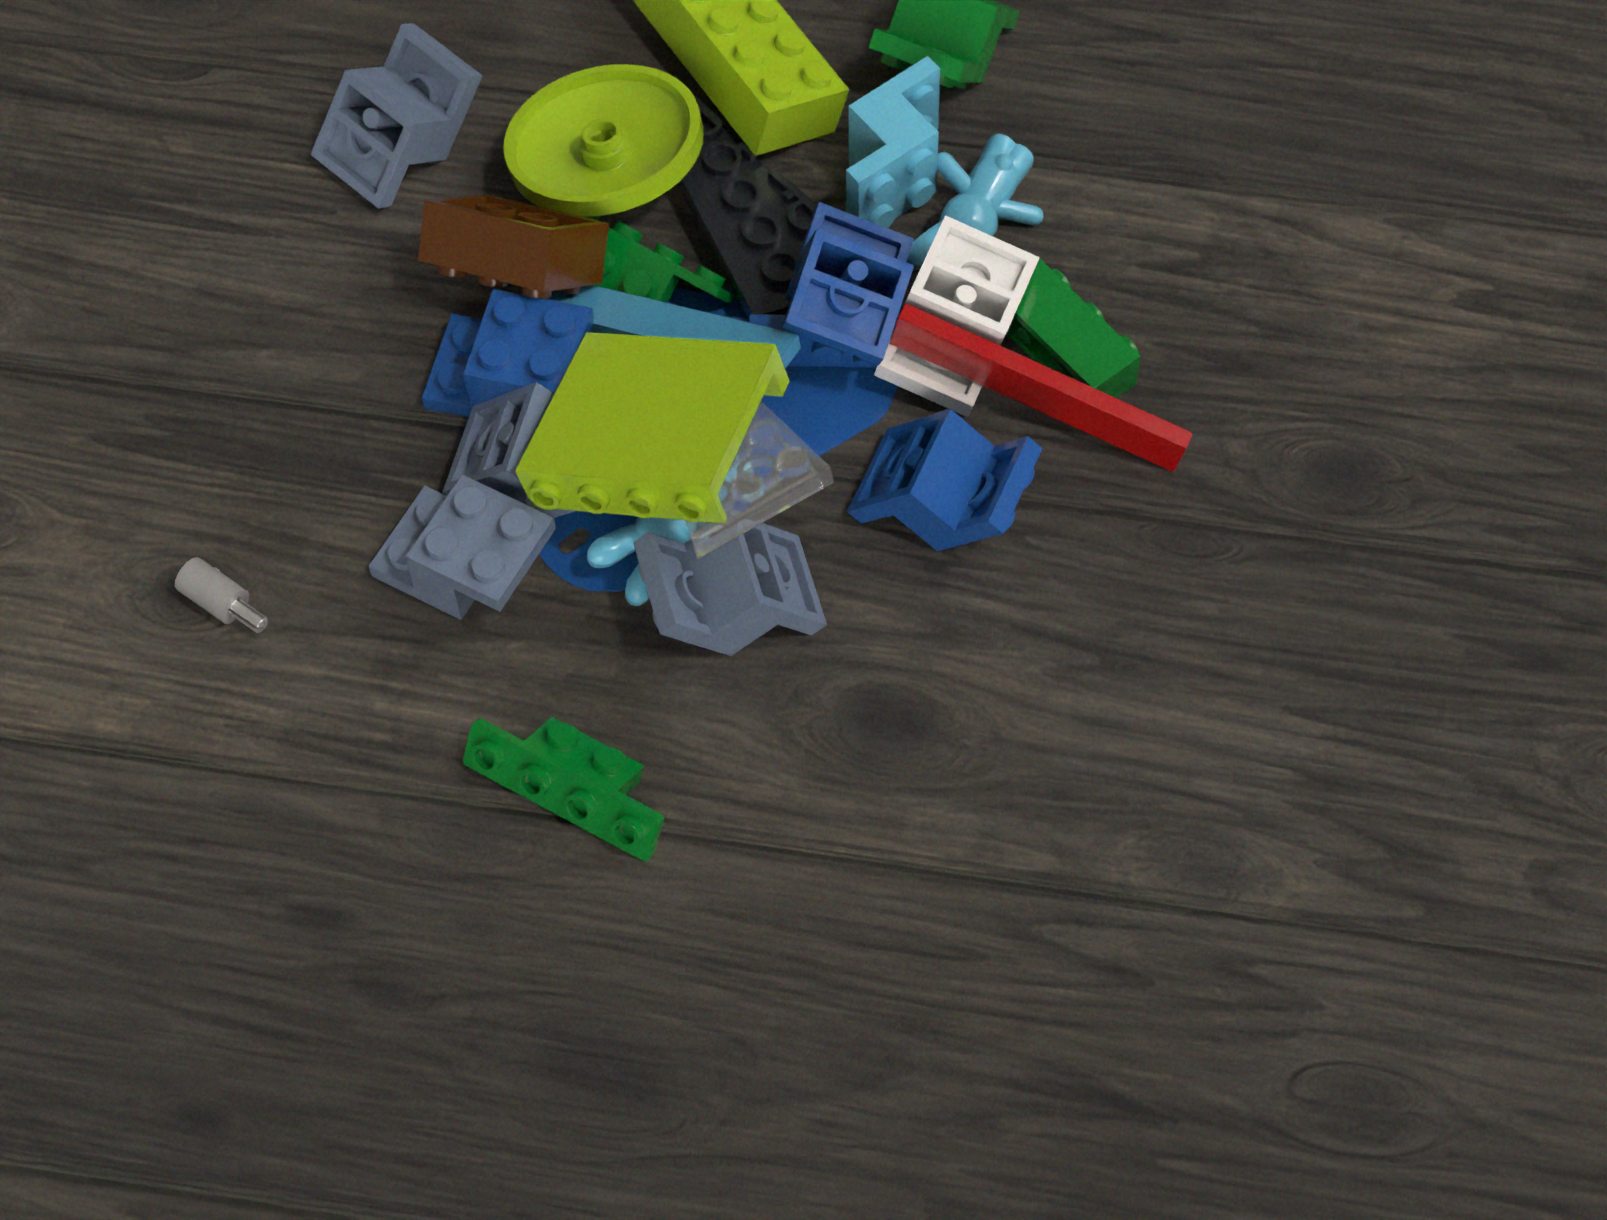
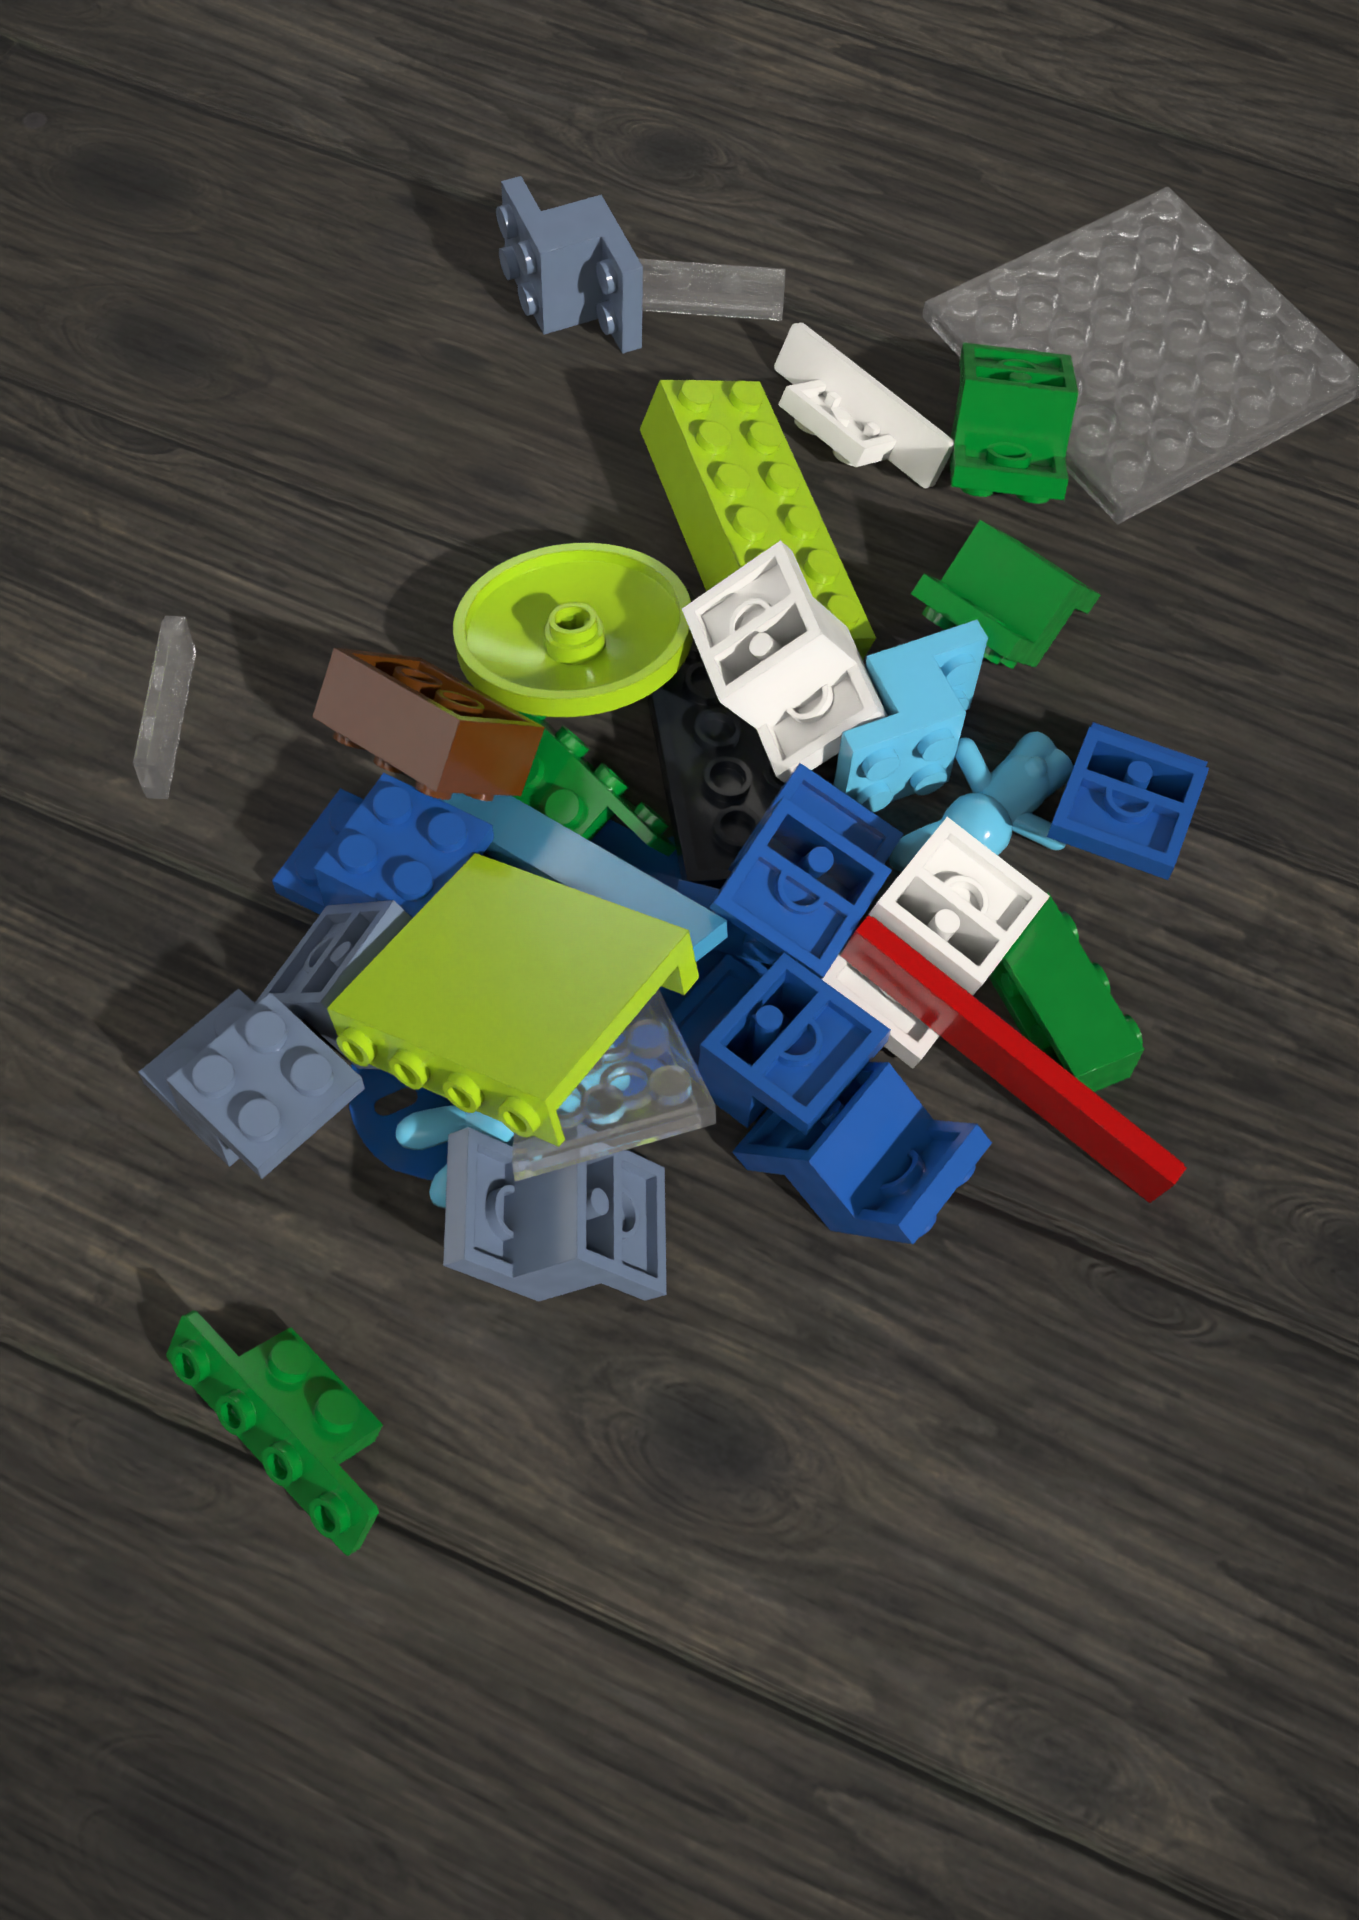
camera: 10 degrees right, 0 degrees up
(286, 284) = (164, 707): none -> clear tile
(396, 115) = (351, 544): sand blue bracket -> none
(782, 125) = (782, 661): none -> white bracket
(861, 415) = (776, 1040): none -> blue bracket
(1082, 170) = (1129, 800): none -> blue bracket

